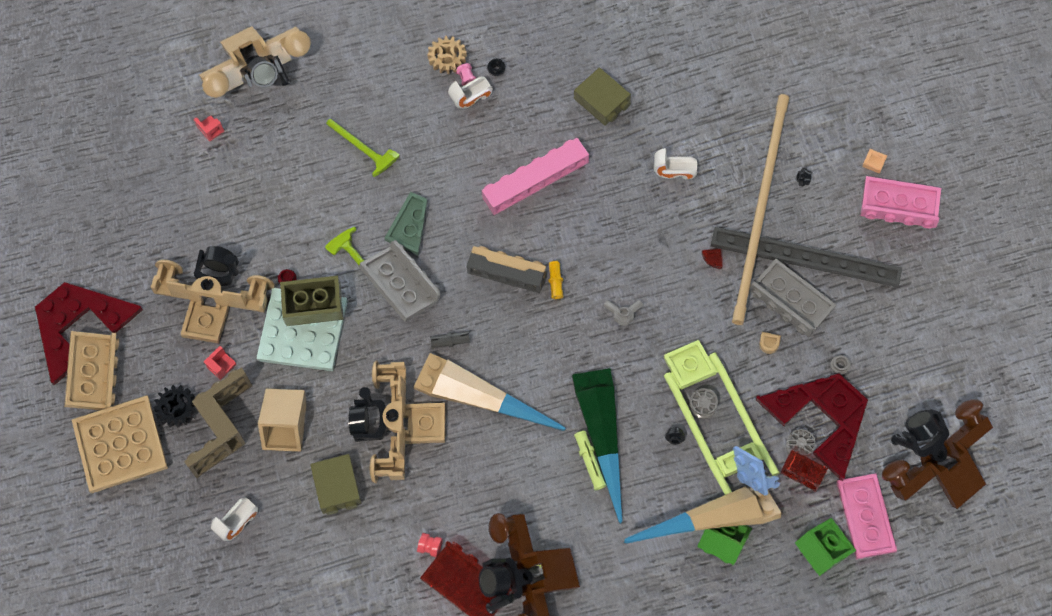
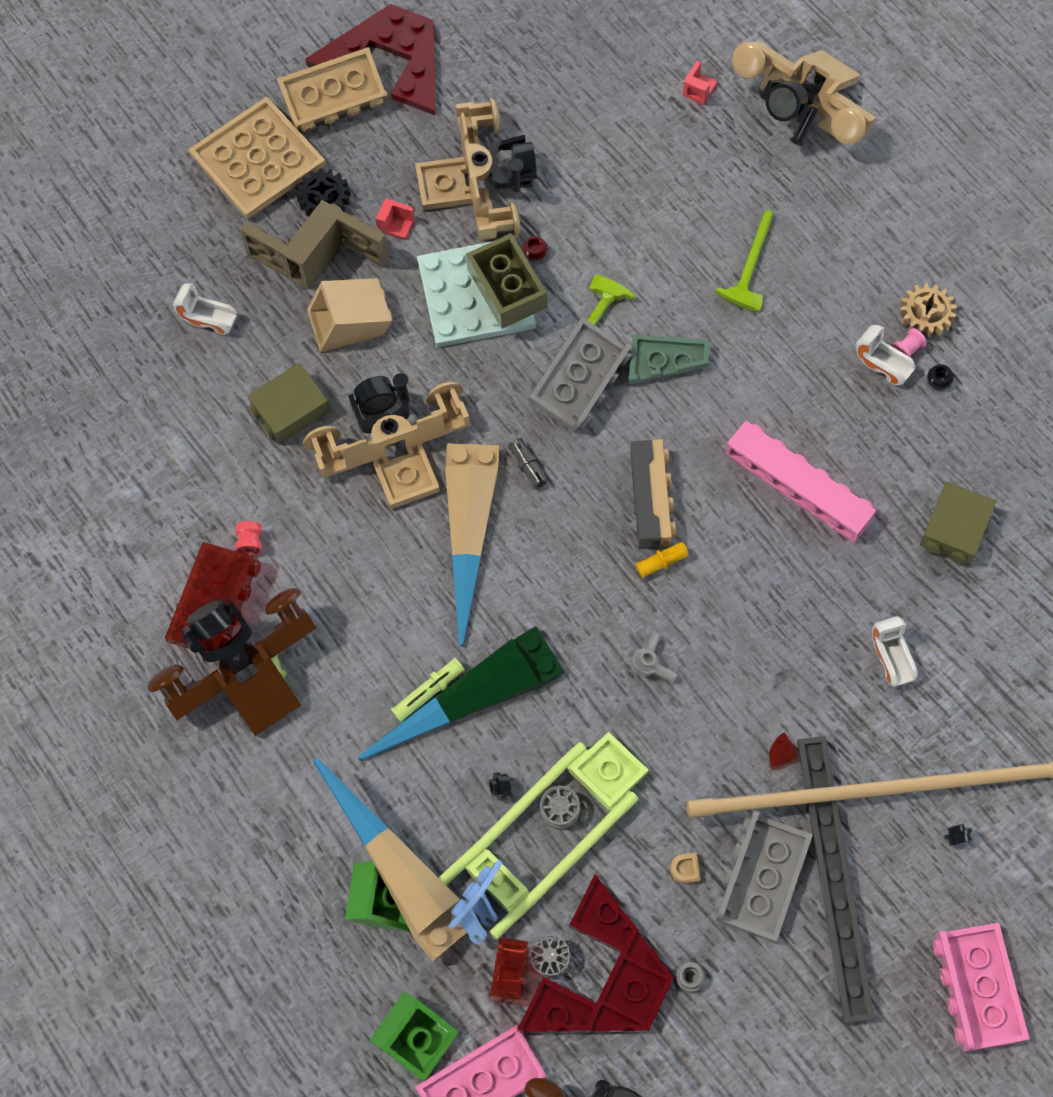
camera: 70 degrees right, 0 degrees up
(874, 161) = (1033, 930): light nougat tile -> none

